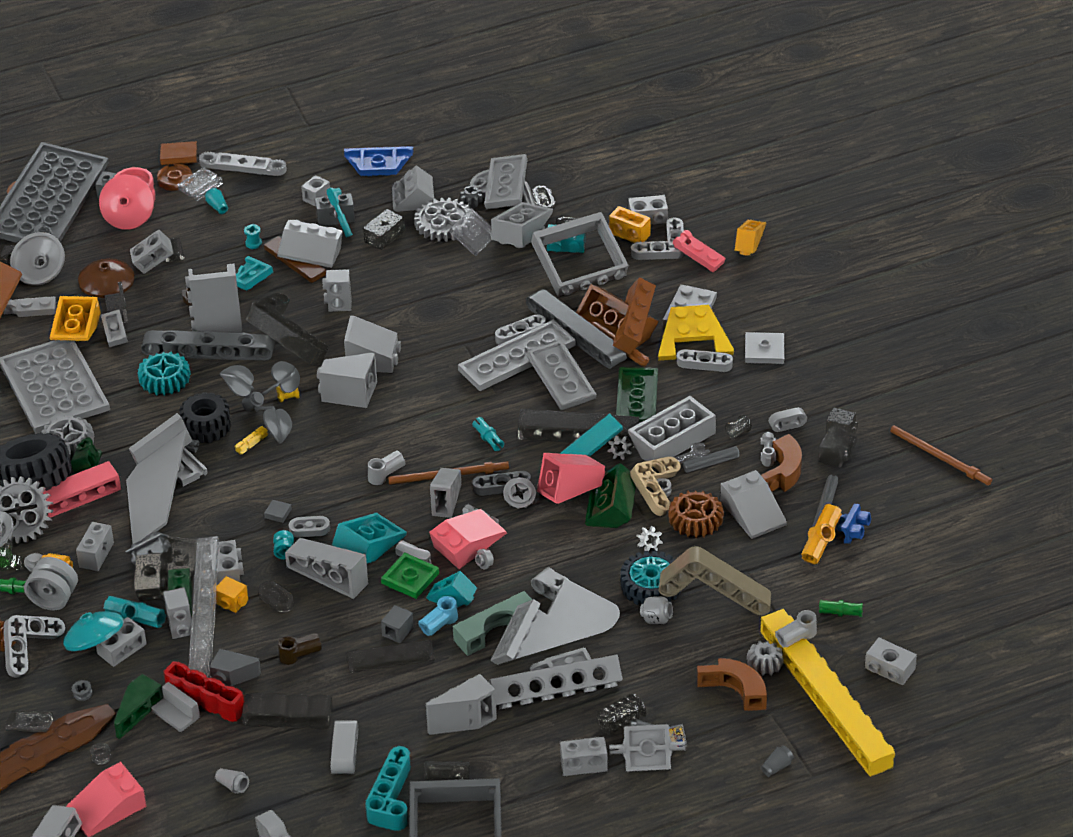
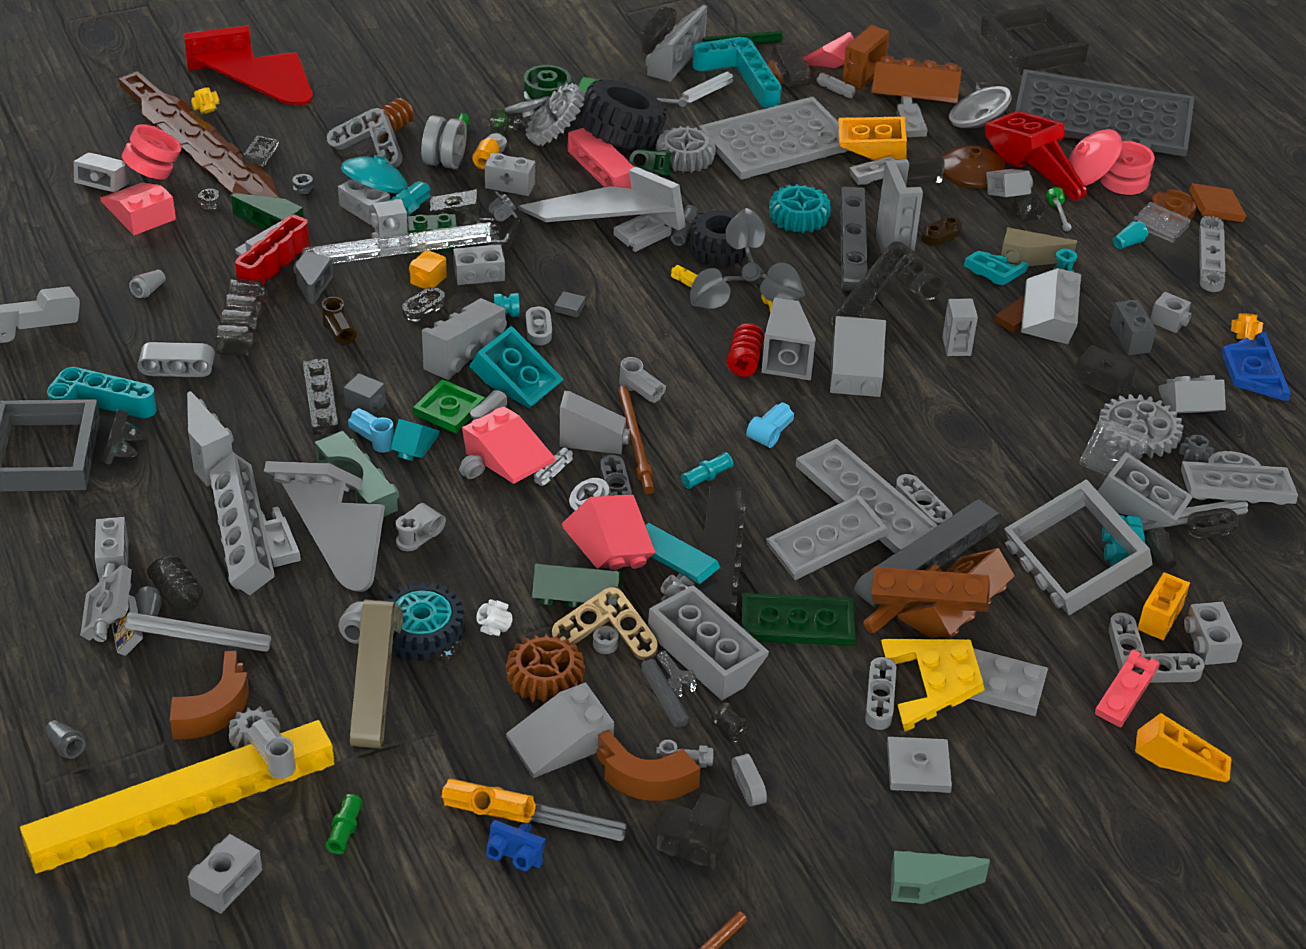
camera: 85 degrees right, 0 degrees up
(41, 786) = (151, 151): none -> coral wheel
(100, 231) = (1035, 140): none -> red slope
(197, 234) = (1056, 202): none -> hinge
(229, 251) = (1033, 247): none -> dark tan slope
(332, 194) = (1133, 303): teal piece -> none
(337, 156) = (1246, 326): none -> light orange gear
(352, 409) = (745, 349): none -> red piece
(442, 402) = (768, 428): none -> medium azure piece
(674, 693) = (197, 632): none -> light grey axle
(859, 346) = (933, 876): none -> sand green slope

